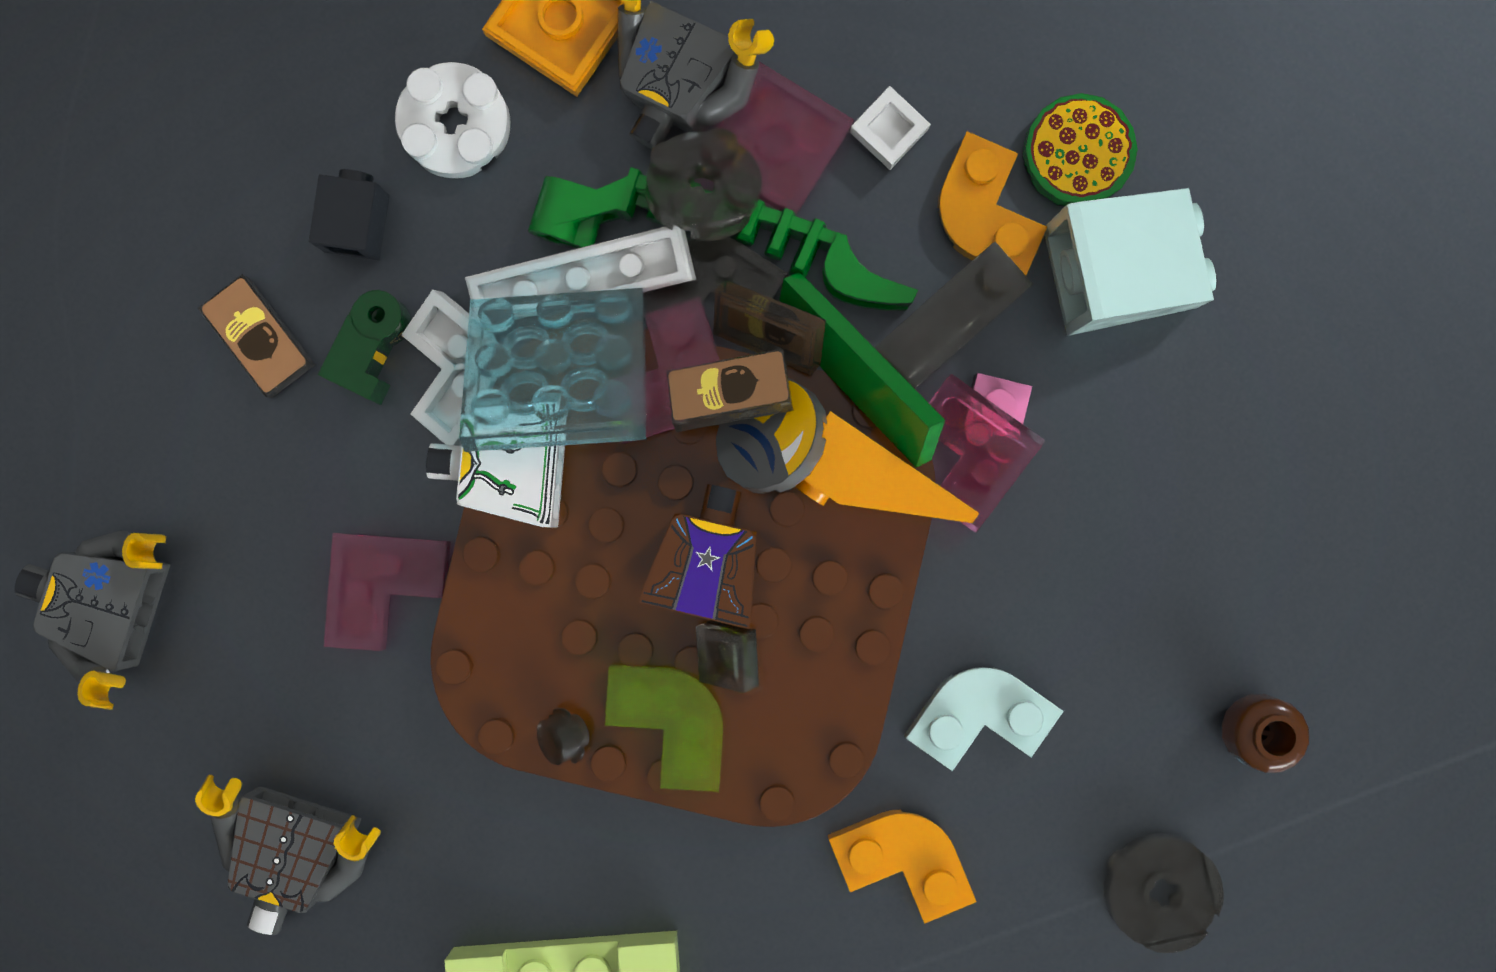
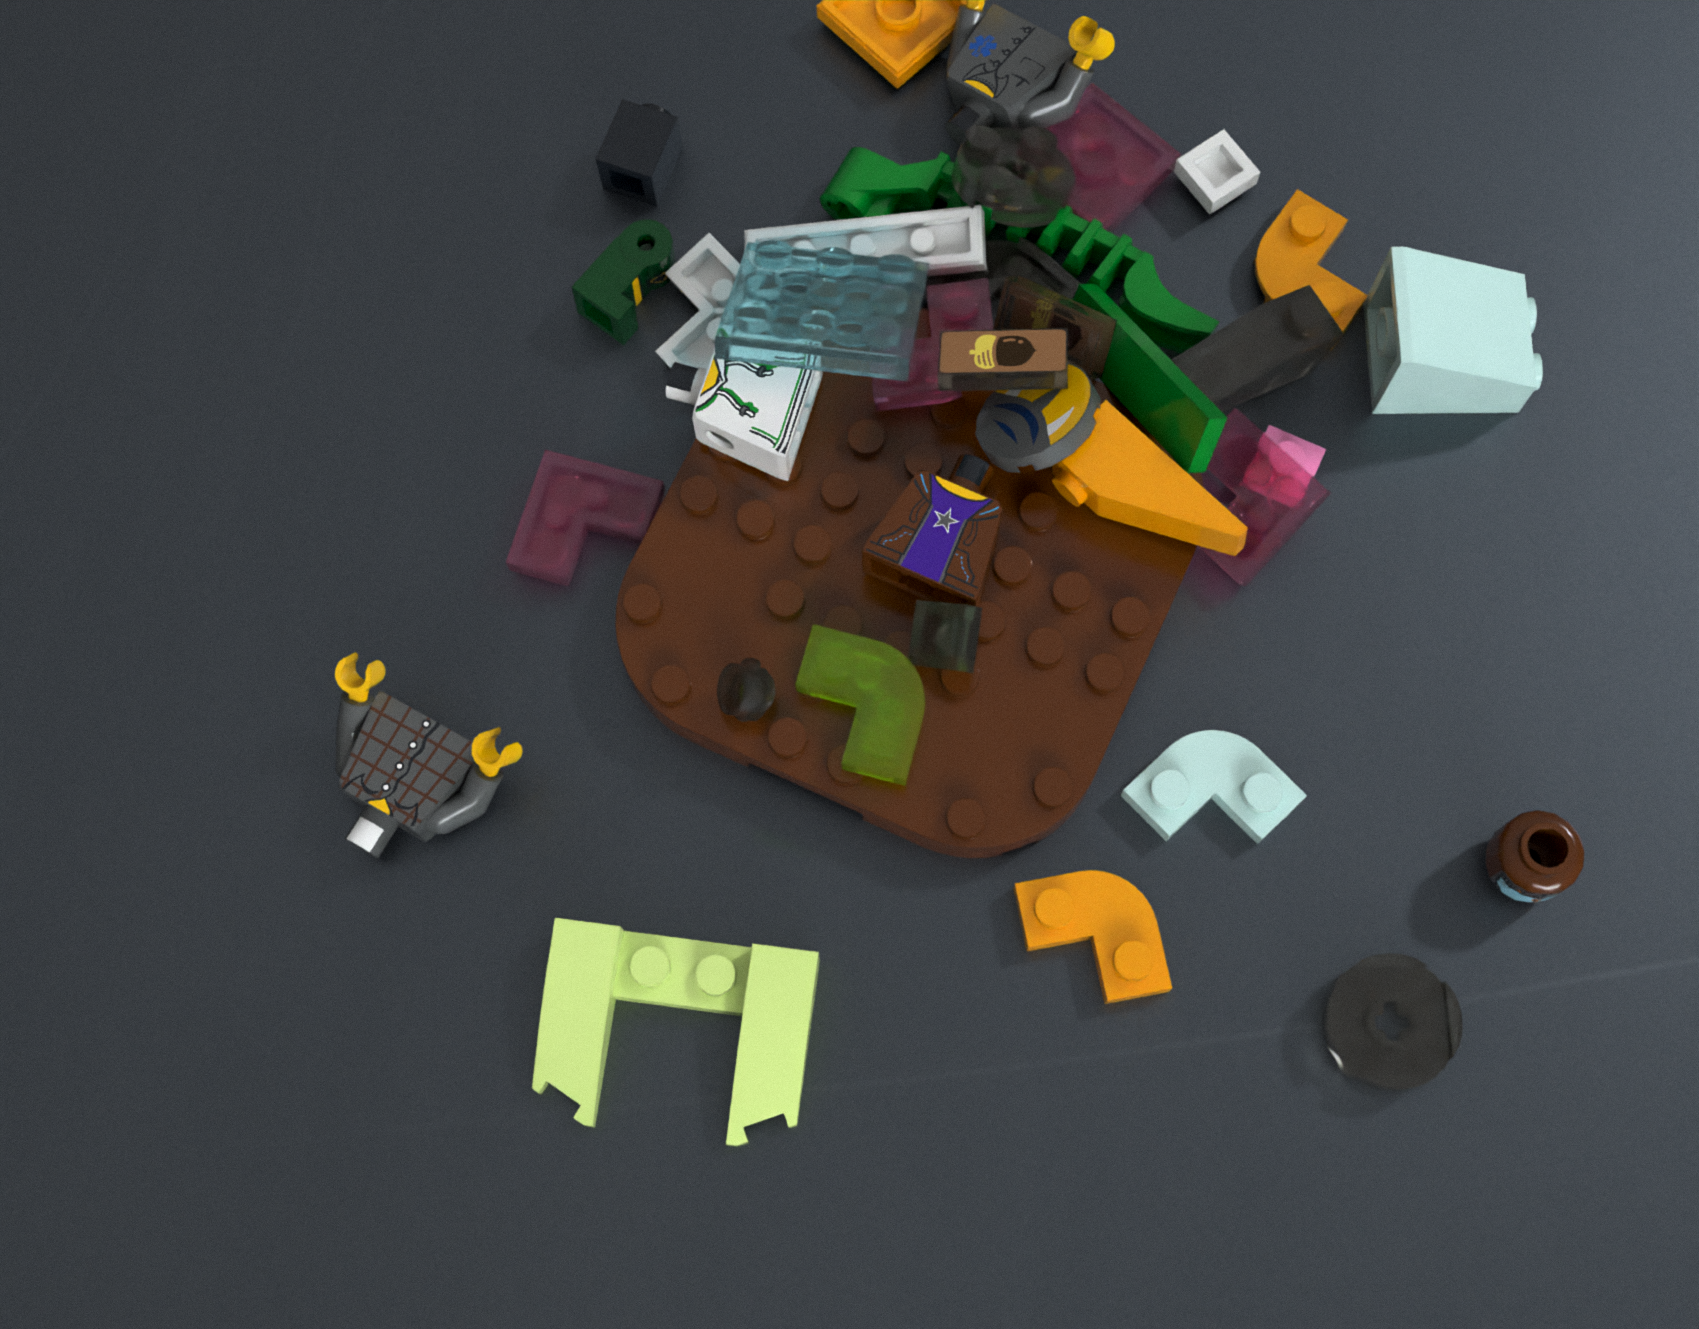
camera: 15 degrees right, 15 degrees down
(97, 607) = (282, 470): dark grey torso -> none
(256, 336) = (513, 251): tile -> none
(433, 93) = (763, 56): white plate -> none
(1080, 149) = (1415, 215): tile -> none

